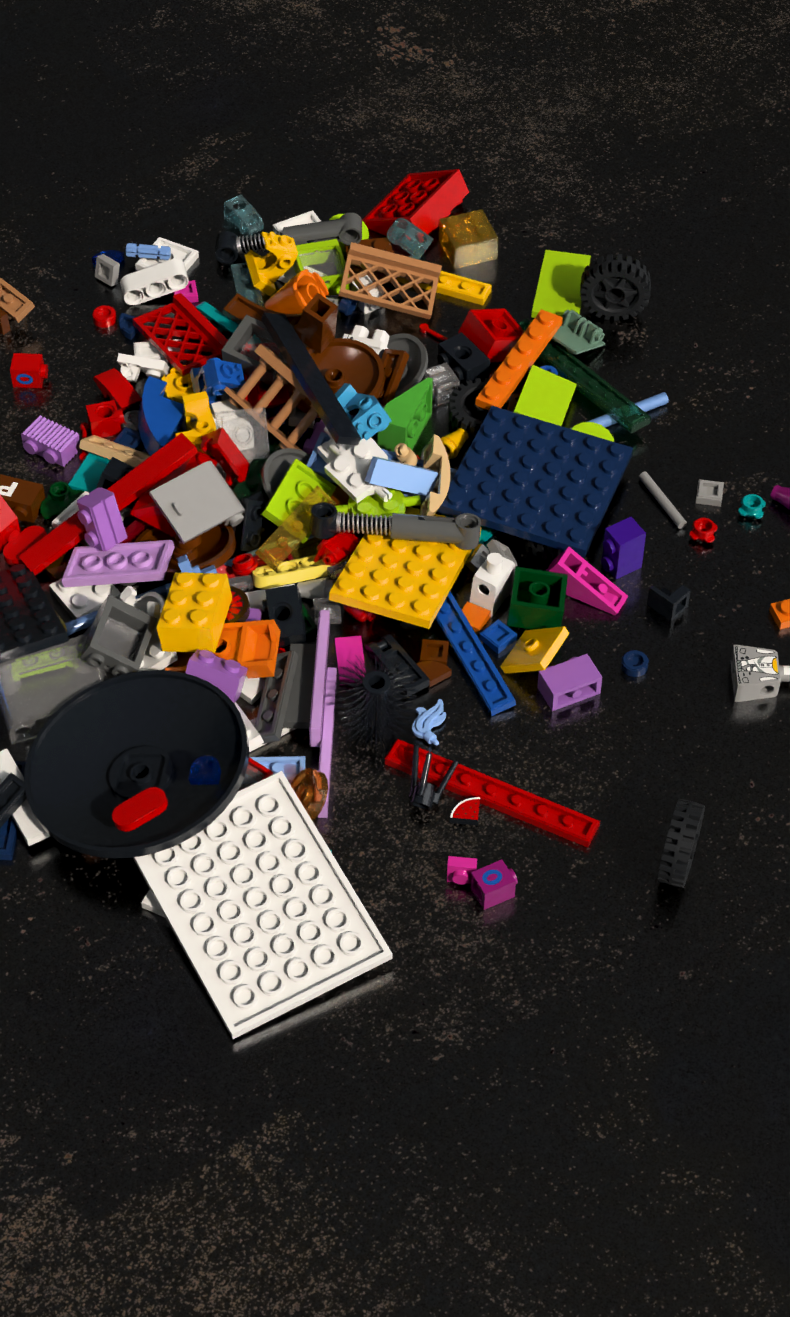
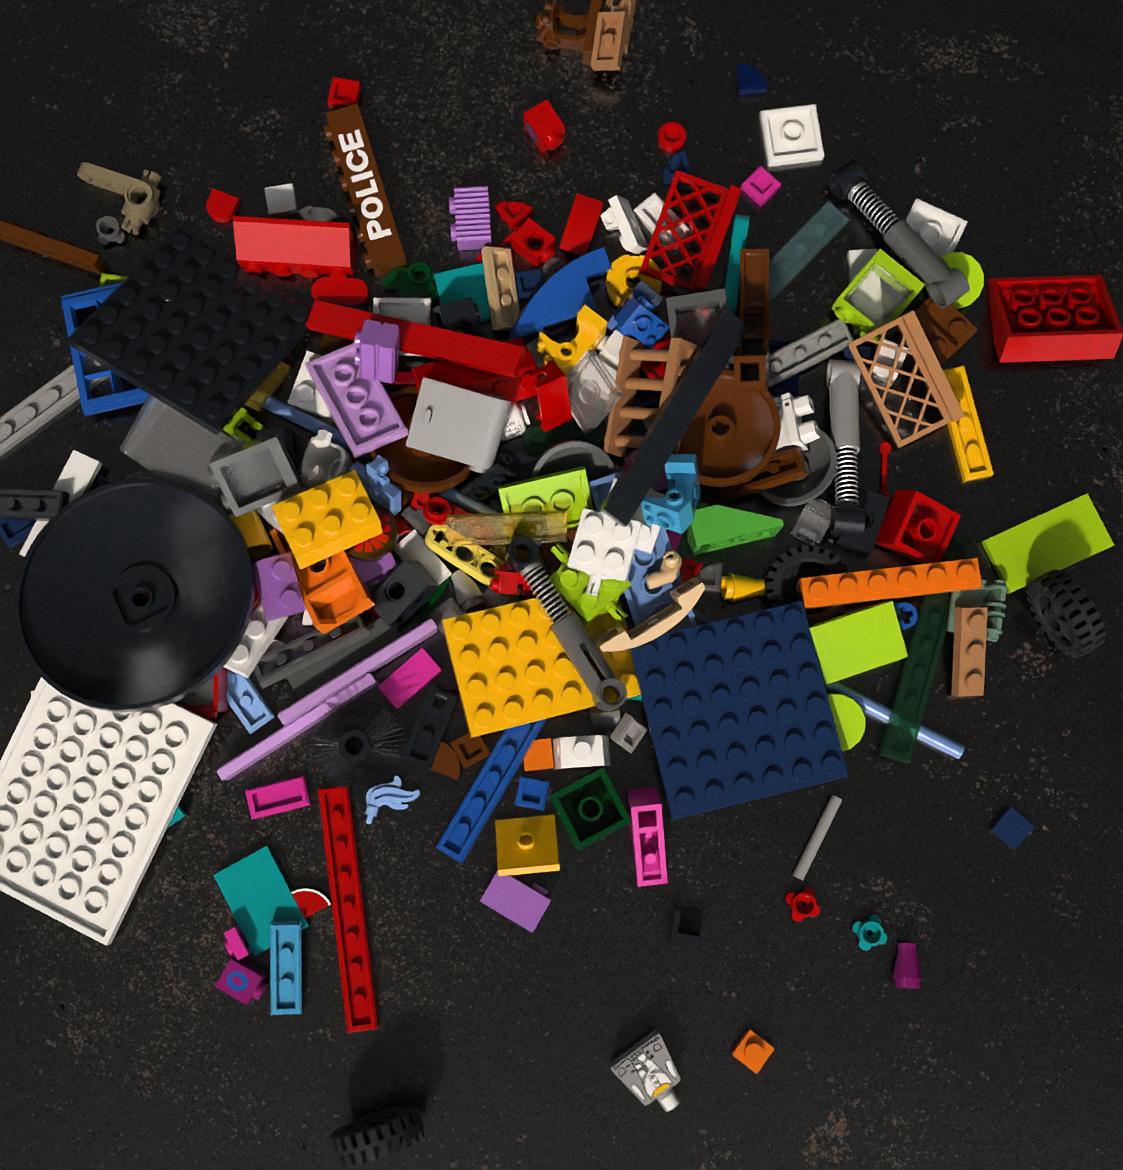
camera: 55 degrees right, 30 degrees up
(71, 420) = (513, 212): none -> red tile
(107, 270) = (729, 93): light grey plate -> none
(139, 809) = (72, 641): red tile -> none
(148, 251) = (780, 112): medium blue axle -> none
(154, 282) = (743, 150): white beam -> none
(205, 771) = (143, 670): clear blue tile -> none
(244, 217) = (904, 162): clear light blue leg -> none
(269, 268) = (856, 247): yellow tile -> none
(297, 293) = (813, 312): orange cone -> none
(311, 789) = (220, 756): clear orange tile -> none
(369, 790) = (278, 797): none -> dark pink tile
(401, 476) = (622, 590): light blue tile -> none
(409, 237) = (988, 351): clear light blue leg -> none
(423, 794) = (299, 851): black plant -> none
(429, 840) = (257, 896): none -> teal tile
(453, 352) = (843, 381): none -> piece
(468, 239) = (1040, 406): clear yellow brick -> none
(499, 845) = (286, 967): none -> dark azure tile
(600, 352) = (969, 651): none -> medium nougat plate
(623, 548) = (708, 849): dark purple brick -> none
(634, 663) = (587, 942): dark blue tile -> none
(709, 492) = (860, 877): light grey tile -> none
(737, 401) = (1011, 827): none -> dark blue tile

